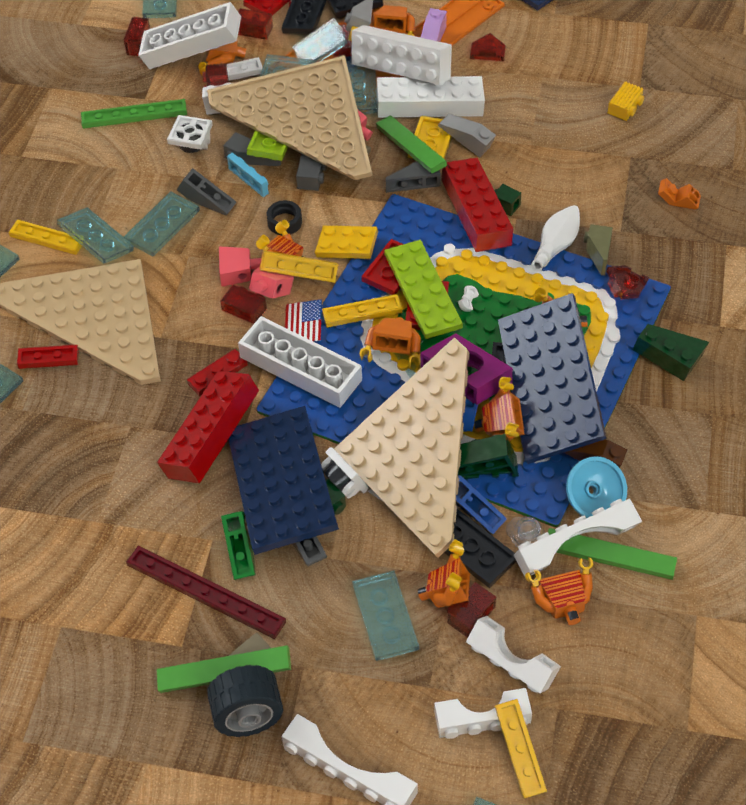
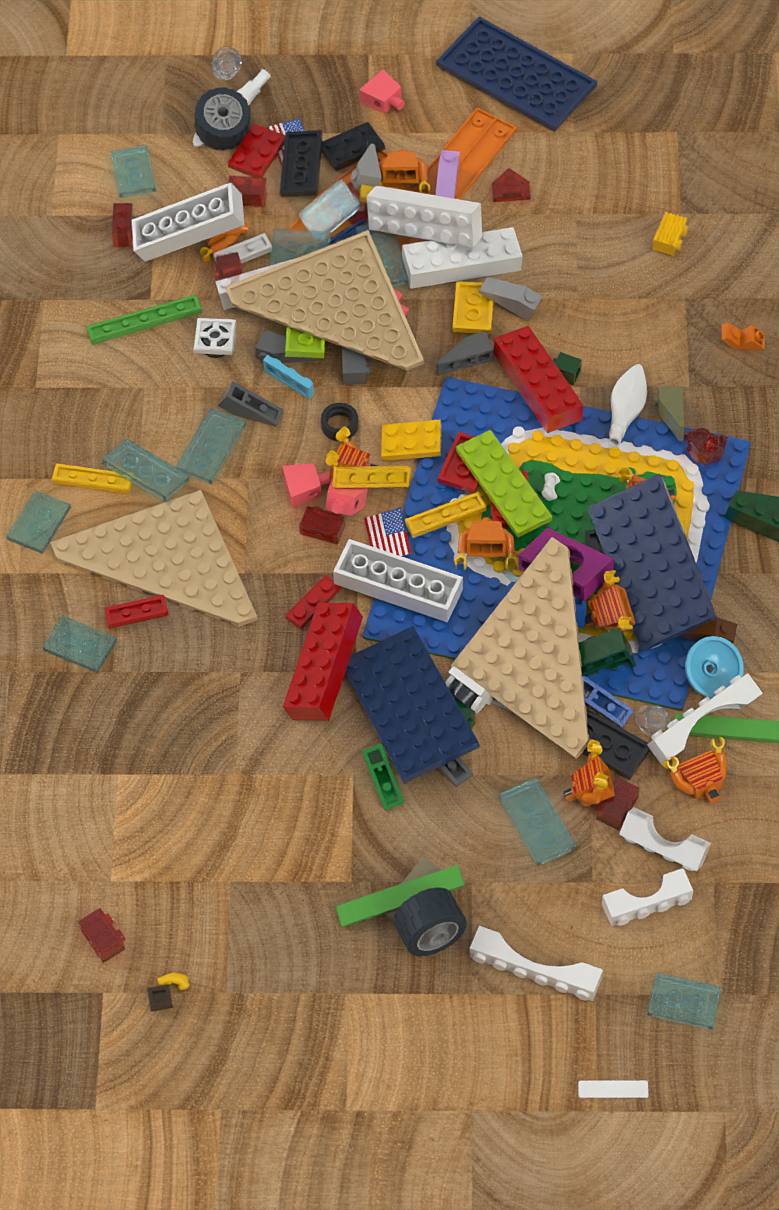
camera: 10 degrees left, 5 degrees up
(206, 592) = (360, 826): dark red tile -> none
(411, 144) = (454, 318): bright green tile -> none
(520, 748) = (688, 923): yellow tile -> none

